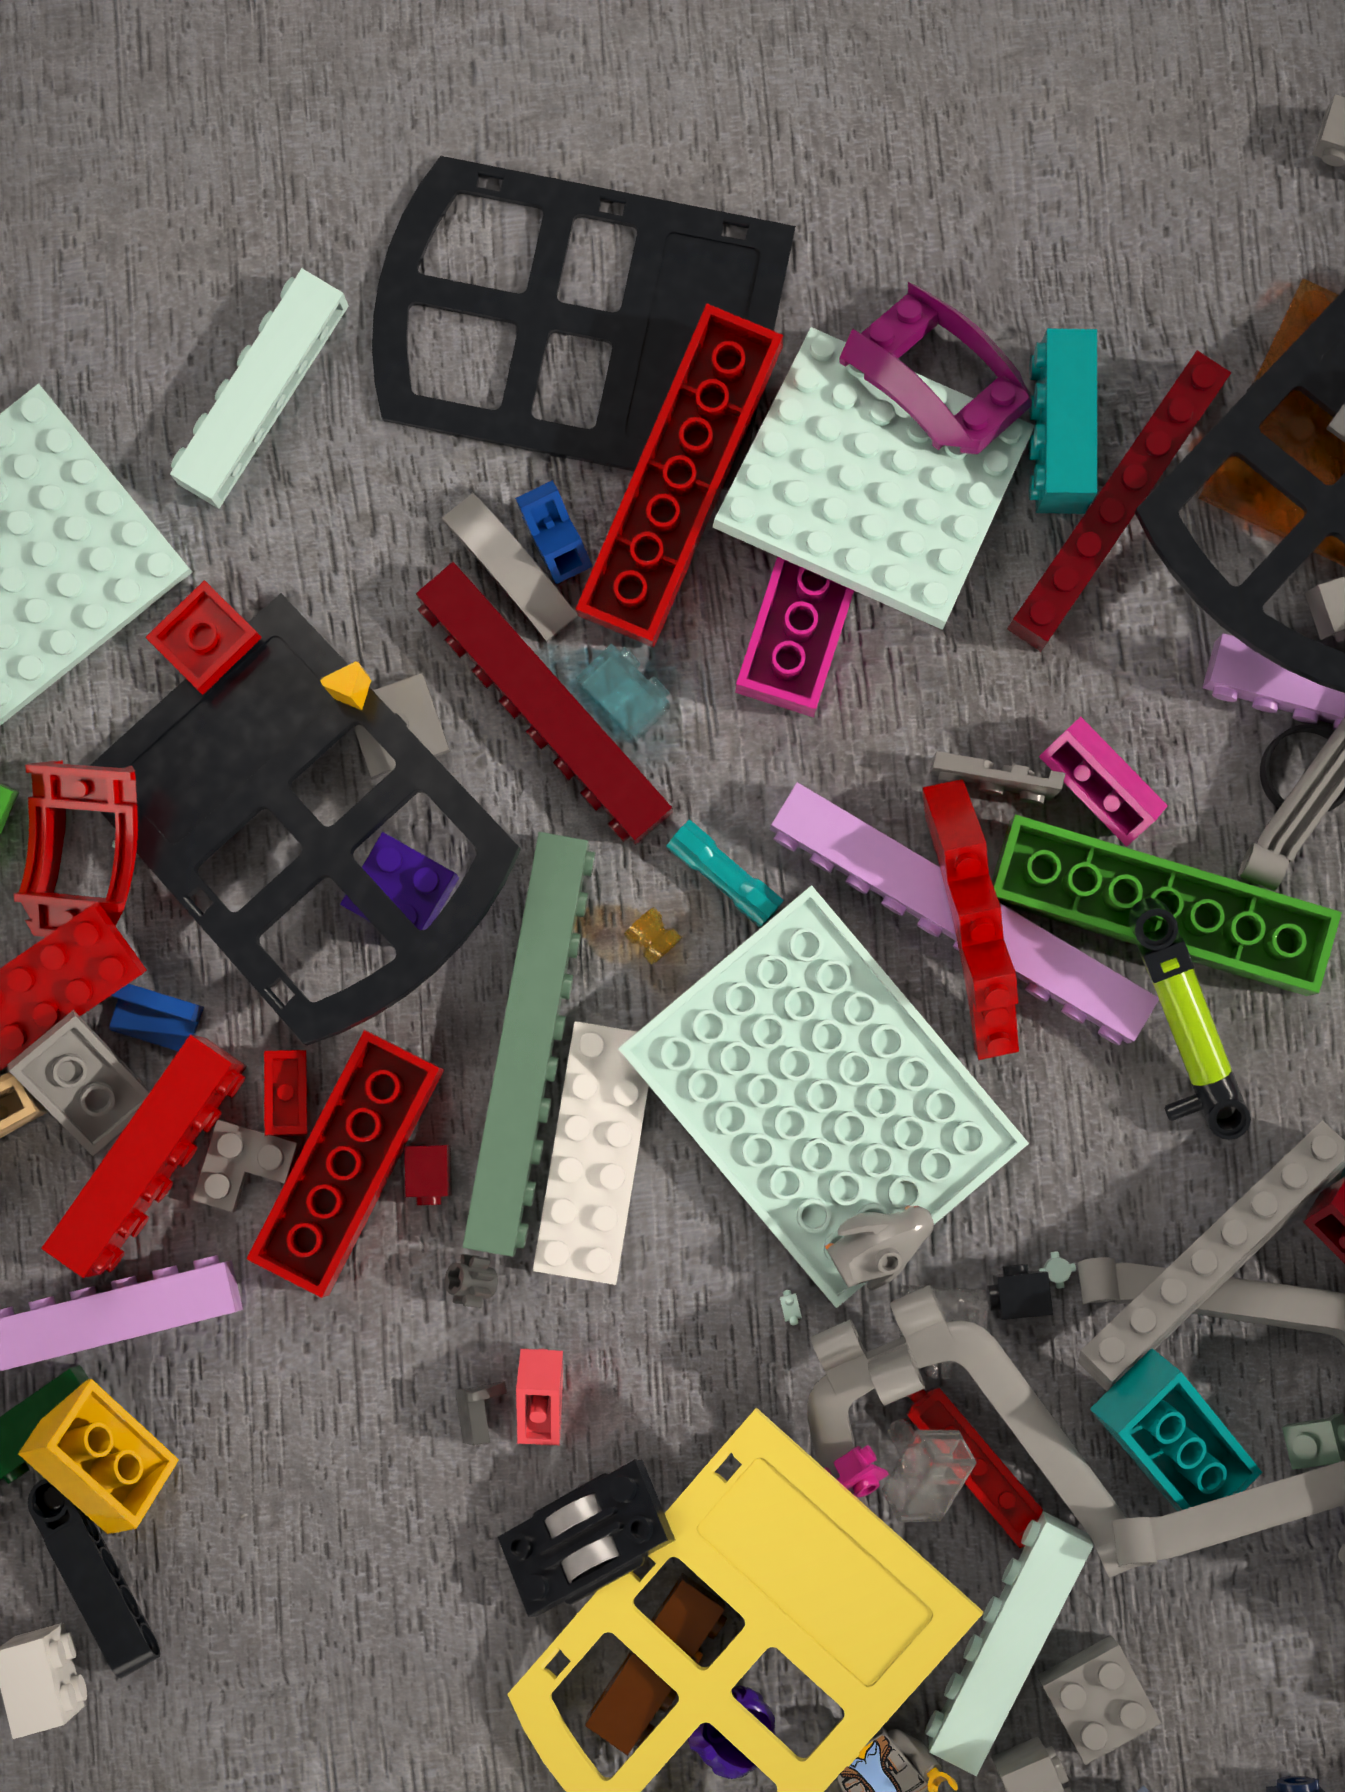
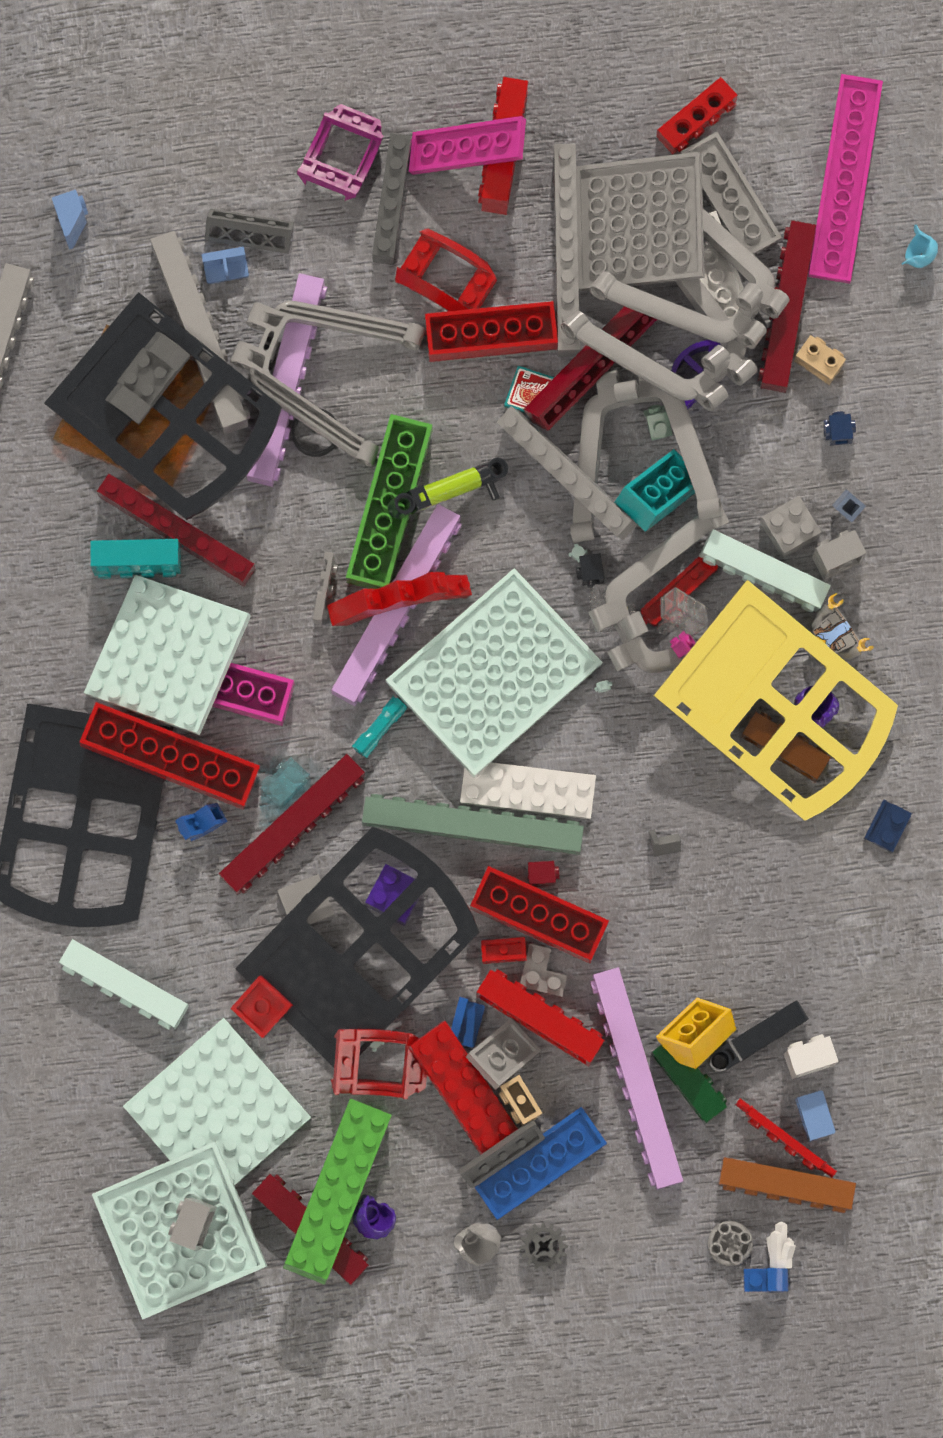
camera: 100 degrees left, 5 degrees down
(348, 685) = (288, 923): yellow slope -> none
(471, 1281) = (597, 848): dark grey gear -> none
(510, 566) = (216, 847): light grey slope -> none
(539, 1396) = (655, 811): coral slope -> none
(586, 1539) = (724, 781): black piece -> none
(651, 934) = (413, 764): clear yellow wheel -> none
(879, 1245) = (569, 640): light grey animal -> none
(900, 328) = (90, 649): magenta wedge -> none
(1104, 781) = (325, 534): dark pink brick -> none

